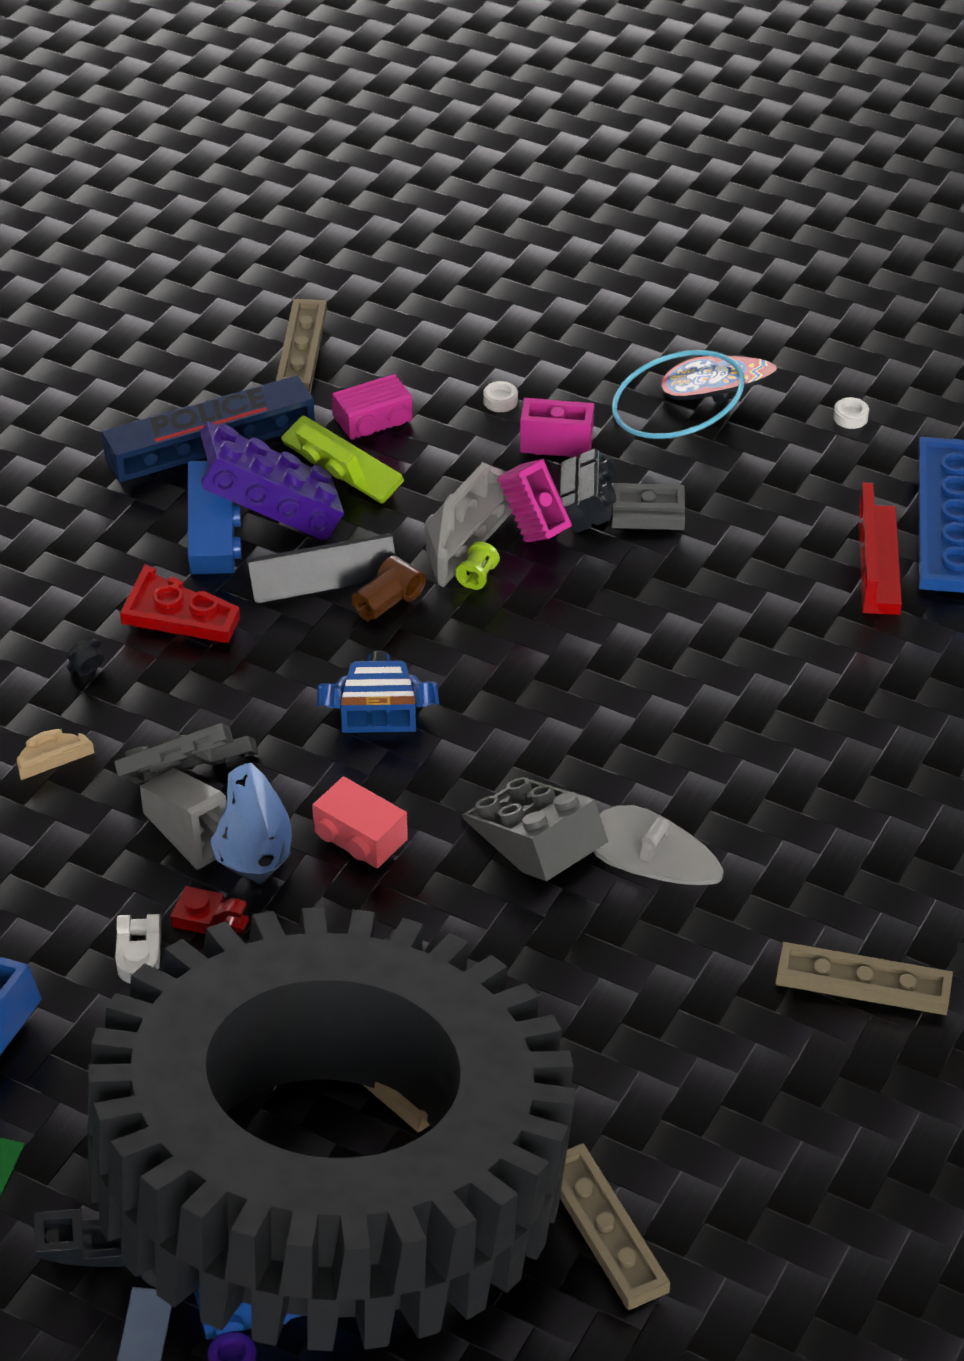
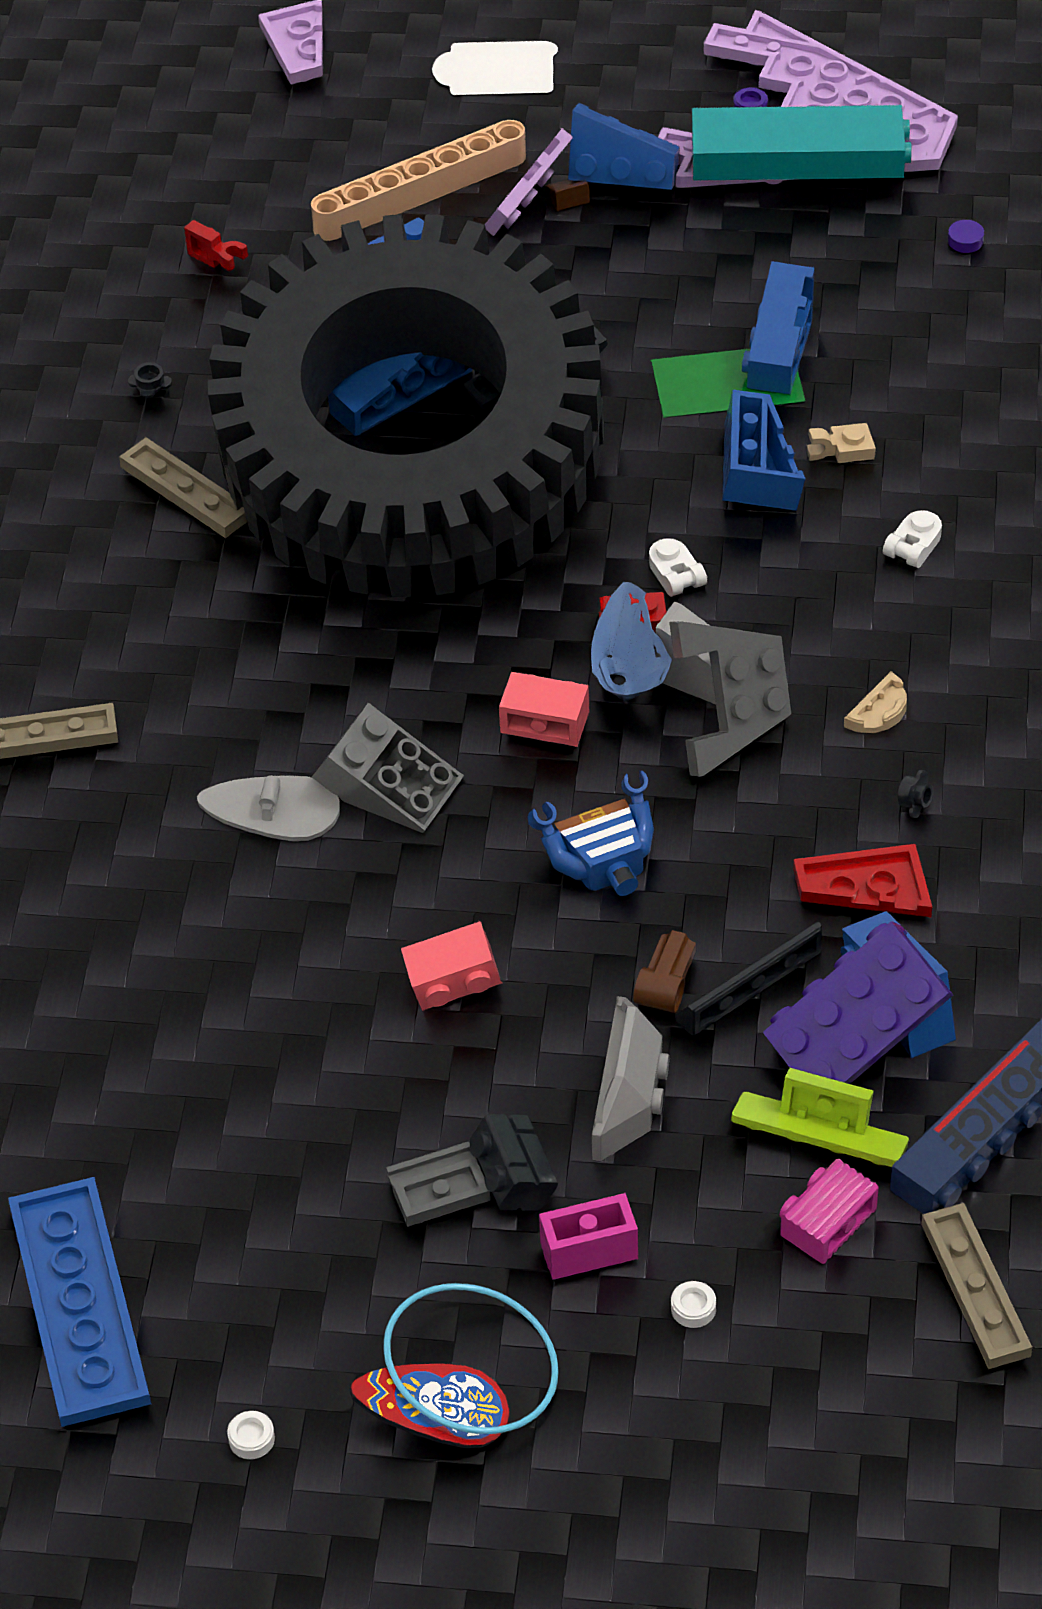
camera: 160 degrees right, 5 degrees up
(477, 565) = (588, 1035): lime bush -> none
(534, 501) = (557, 1097): dark pink brick -> none
(563, 635) = (451, 966): none -> coral brick
(878, 555) = (153, 1211): red fence -> none

